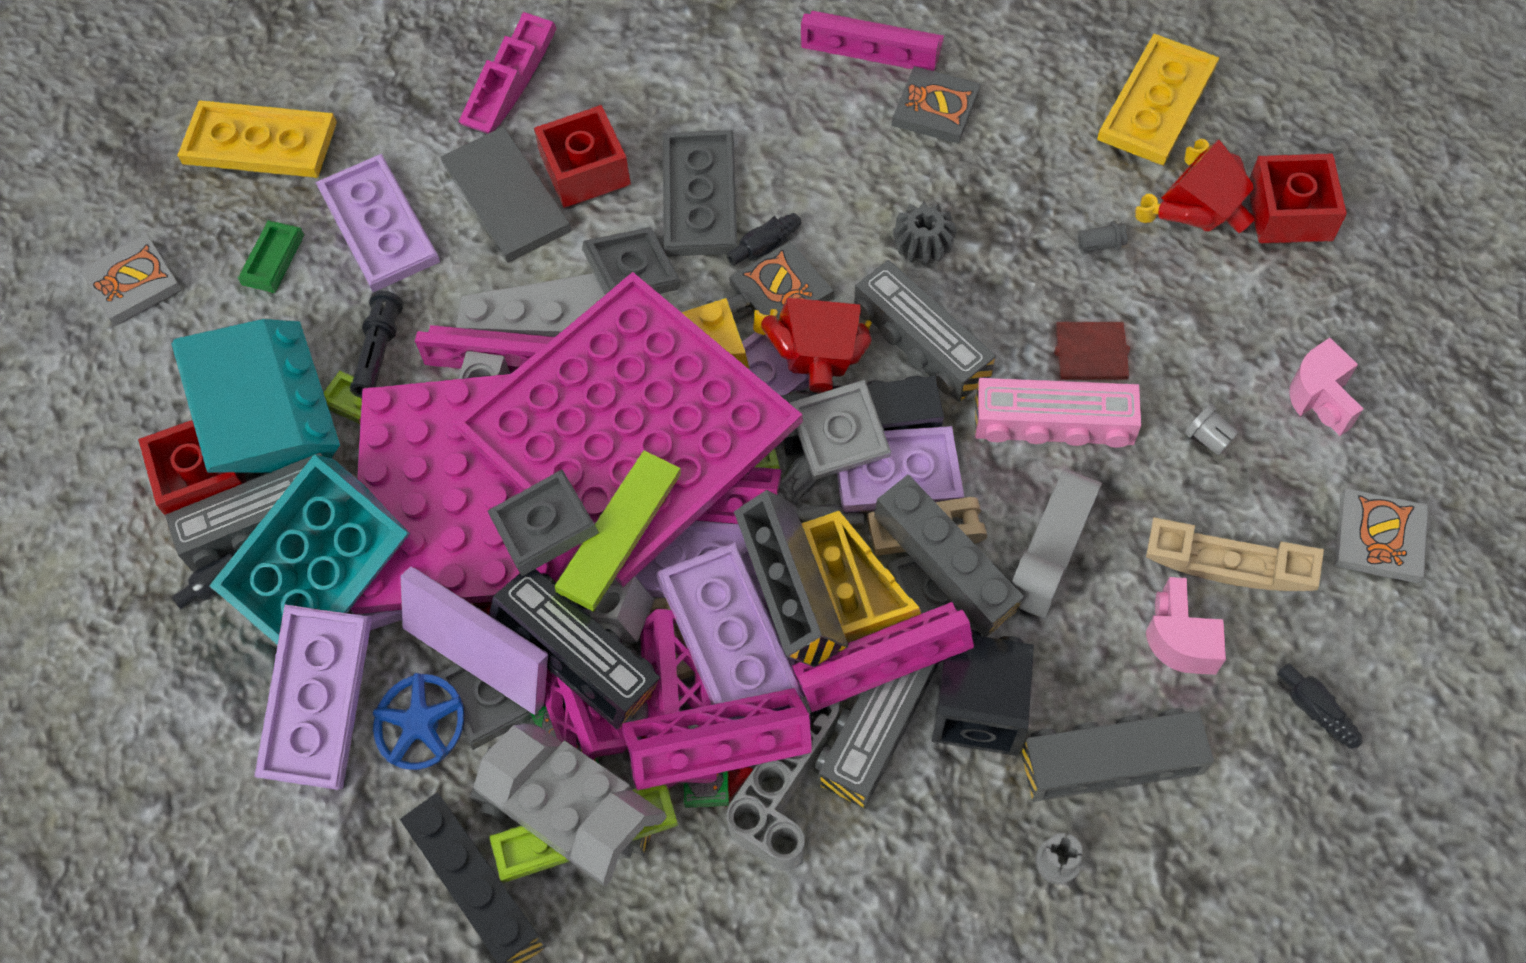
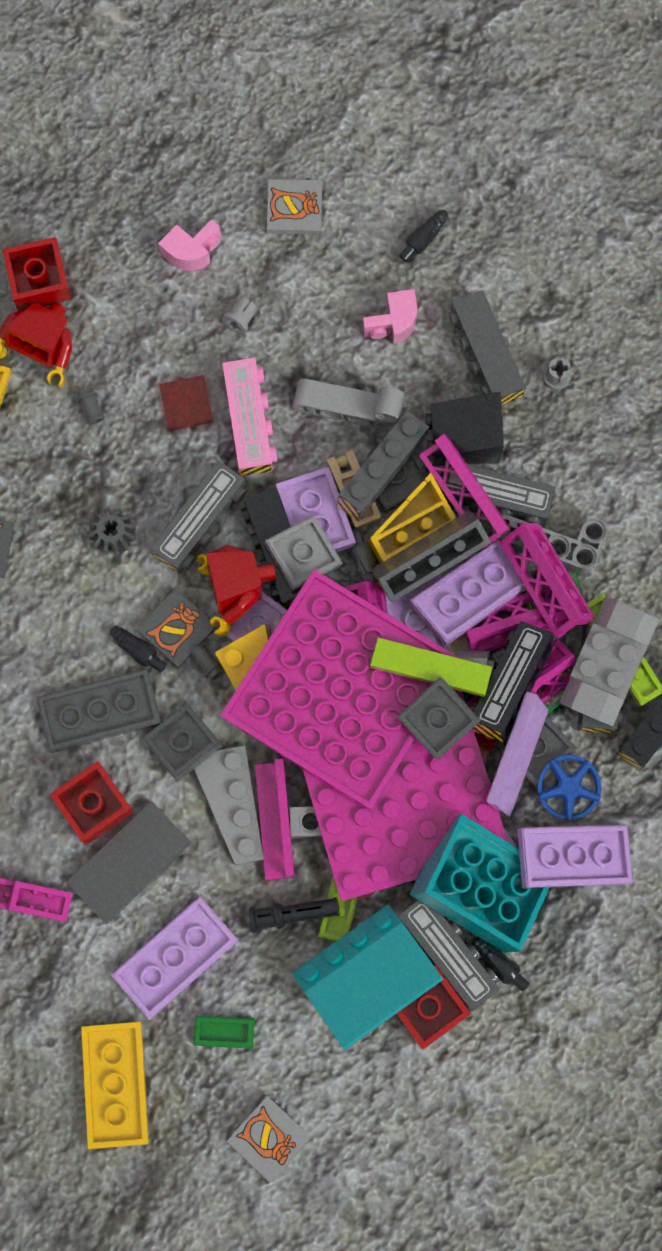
camera: 105 degrees left, 15 degrees up
(1234, 562) = (334, 292): tan slope -> none

